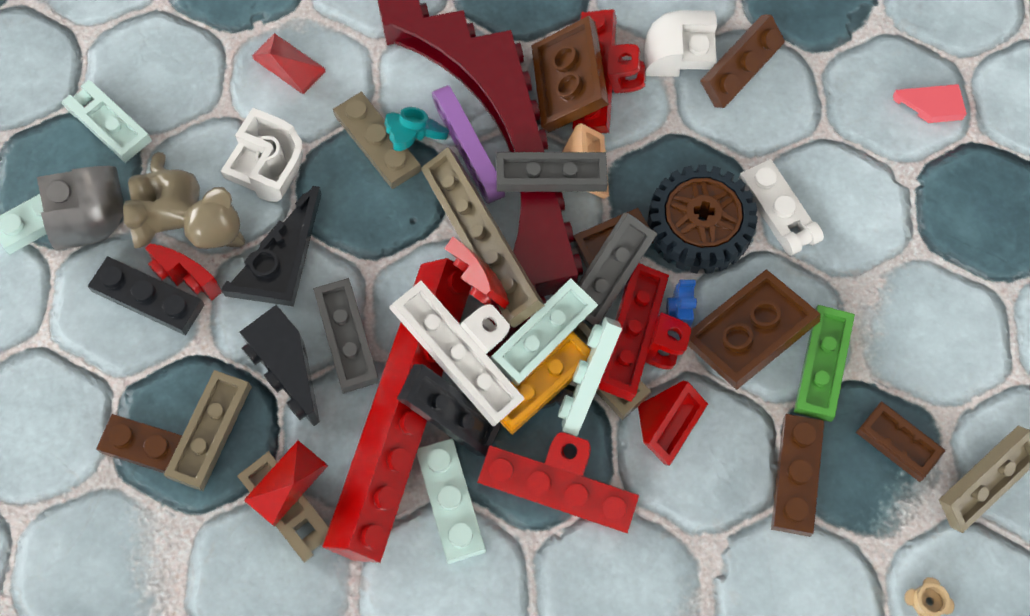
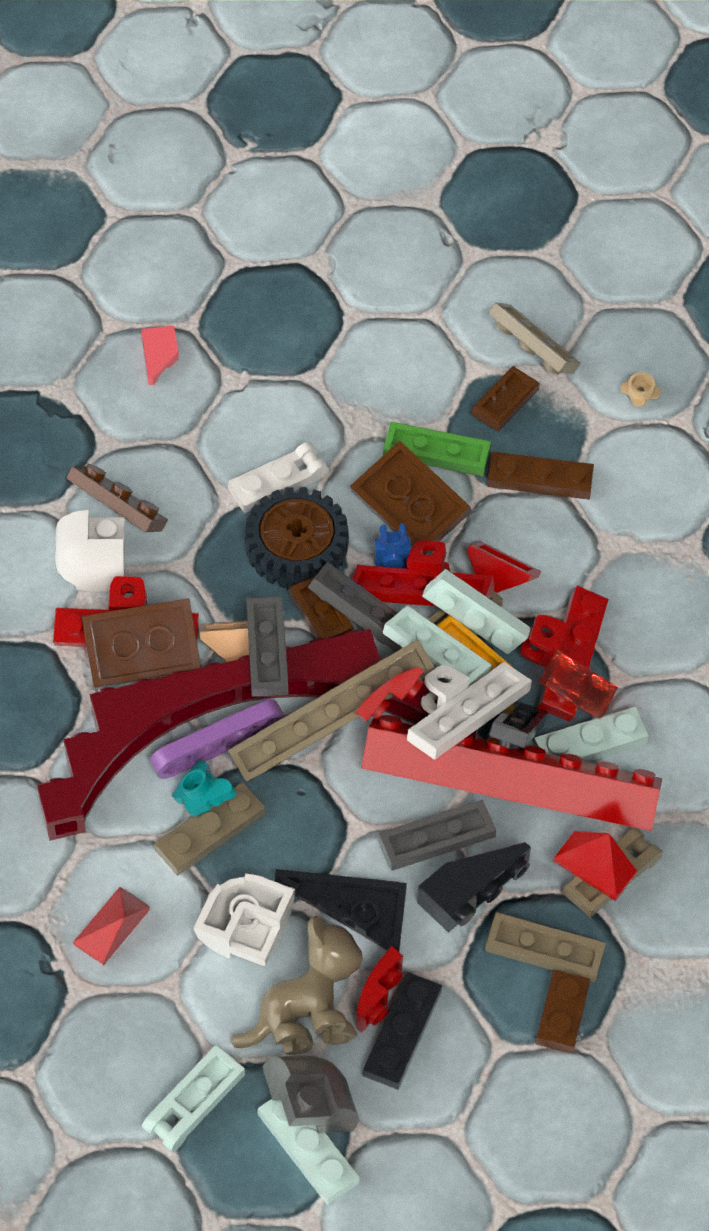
camera: 95 degrees left, 10 degrees down
(505, 483) = (578, 684): none -> clear red plate

